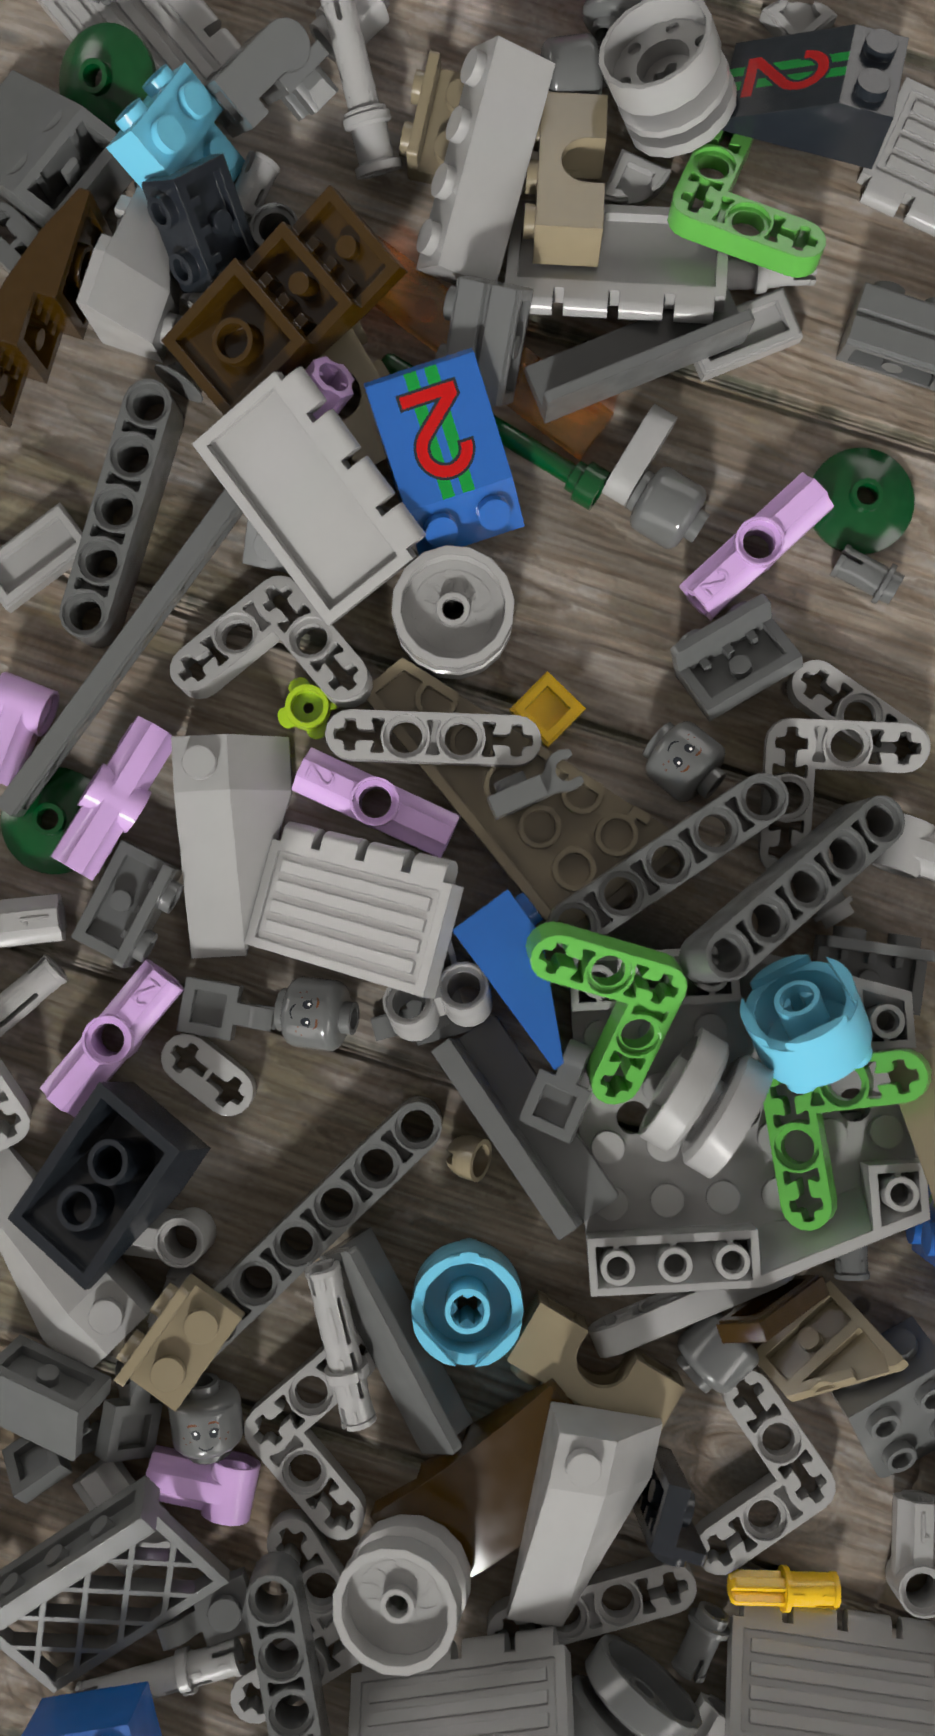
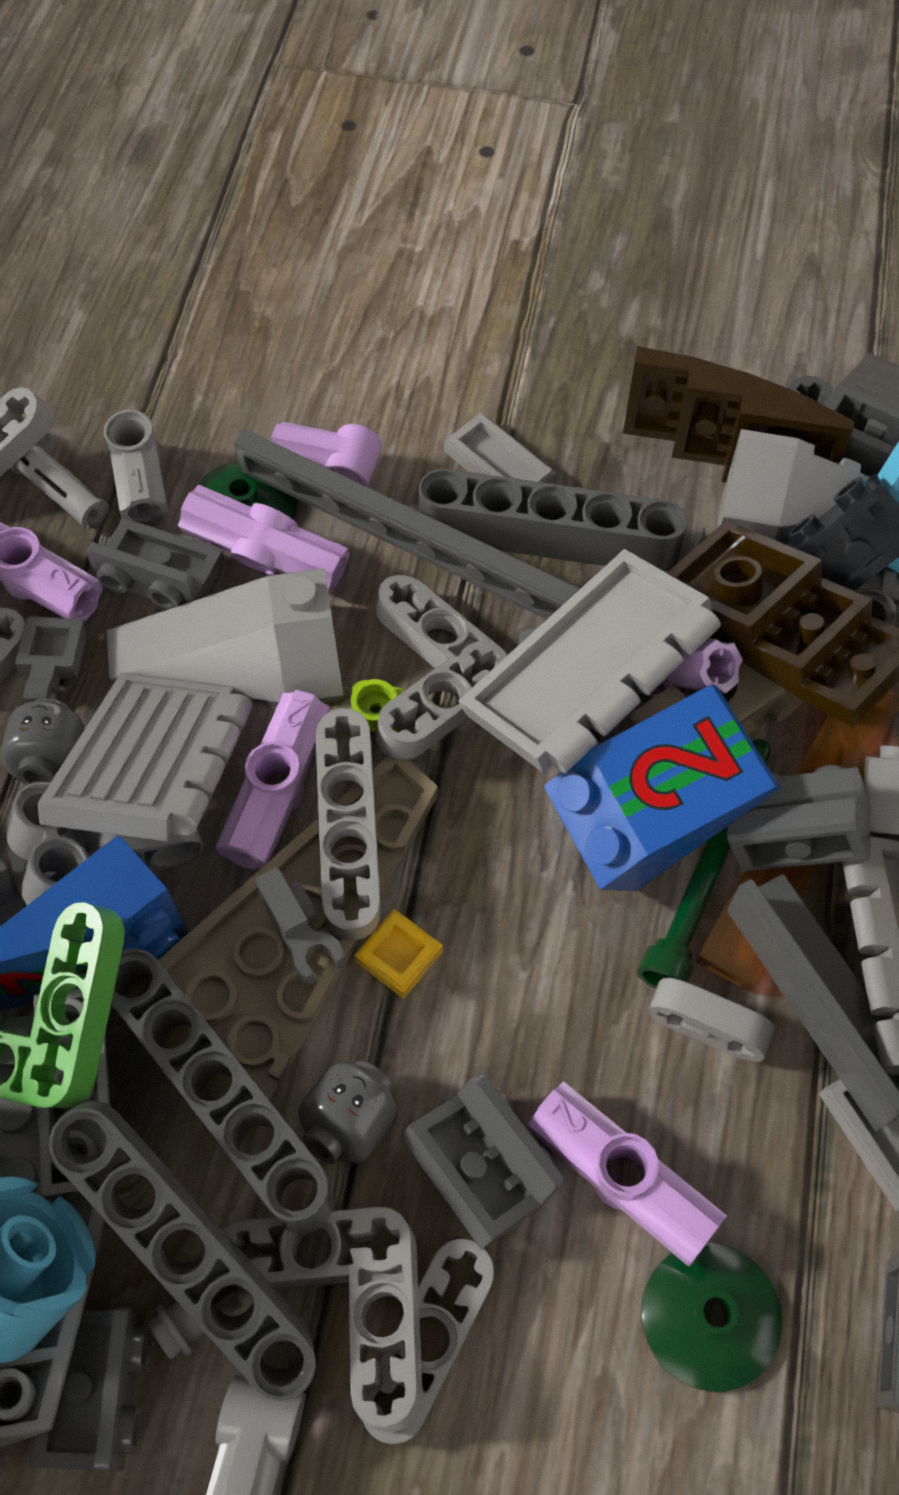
camera: 85 degrees right, 25 degrees down
(453, 580) = (490, 826): light grey wheel -> none
(667, 507) = (654, 1058): dark grey head -> none
(868, 575) = (614, 1330): dark grey pin -> none

